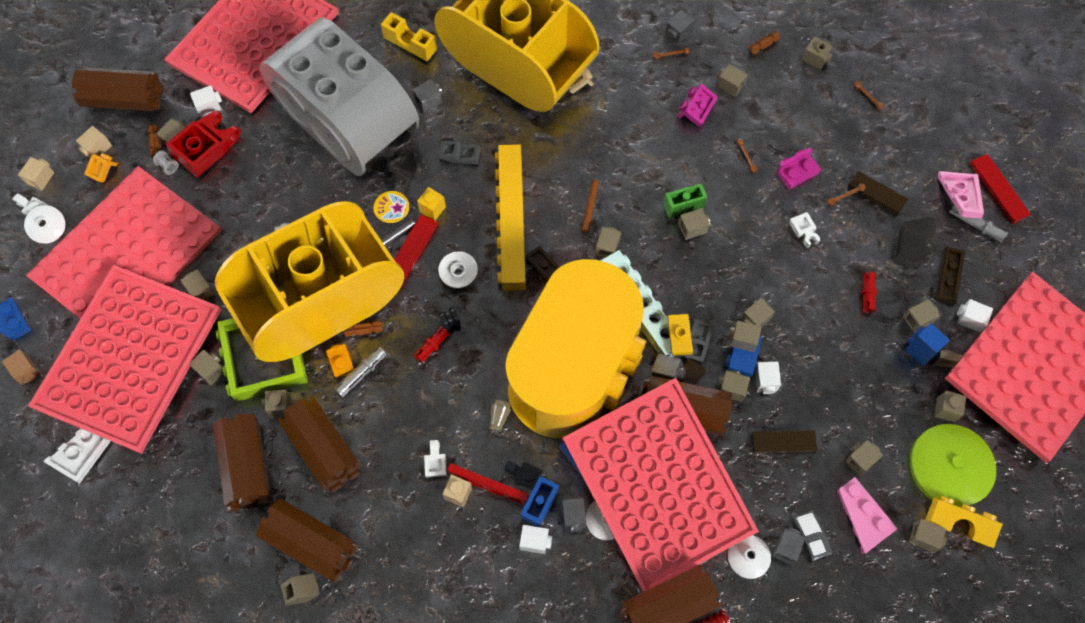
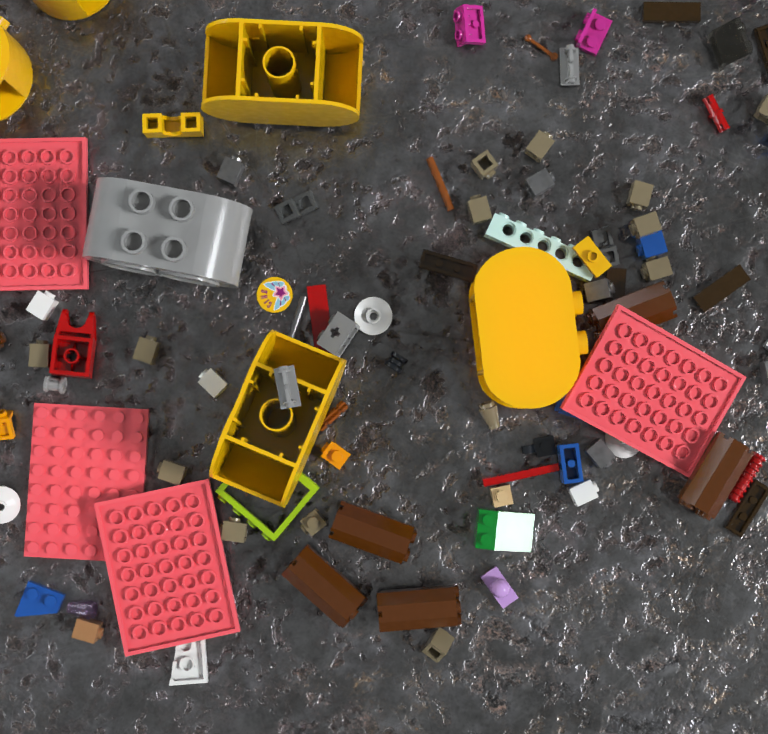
camera: 30 degrees left, 20 degrees up
(34, 350) = (83, 609): none -> clear purple cone
(154, 141) = (28, 372): dark orange axle -> none
(256, 181) = (147, 349): none -> dark tan brick
(331, 242) = (287, 387): none -> light grey hinge
(368, 364) = (357, 450): light grey pin -> none
(396, 577) = (499, 587): none -> lavender tile
(417, 262) = (337, 344): none -> light grey brick
(431, 203) = (309, 272): yellow brick -> none
(431, 344) = (396, 393): red pin -> none
(435, 463) = (468, 484): white plate -> none
(437, 525) = (504, 530): none -> slope
(511, 218) = (383, 238): yellow brick -> none
(636, 209) = (484, 165): none -> dark tan brick
(675, 253) = (539, 182): none -> flat silver brick
(684, 200) = (519, 129): bright green brick -> none
(748, 567) = (755, 404): white dish -> none
(762, 181) = (569, 65): none -> light grey hinge
(767, 377) = (679, 244): white brick -> none
(804, 227) = (629, 87): white plate -> none
(832, 201) = (637, 45): dark orange hinge -> none

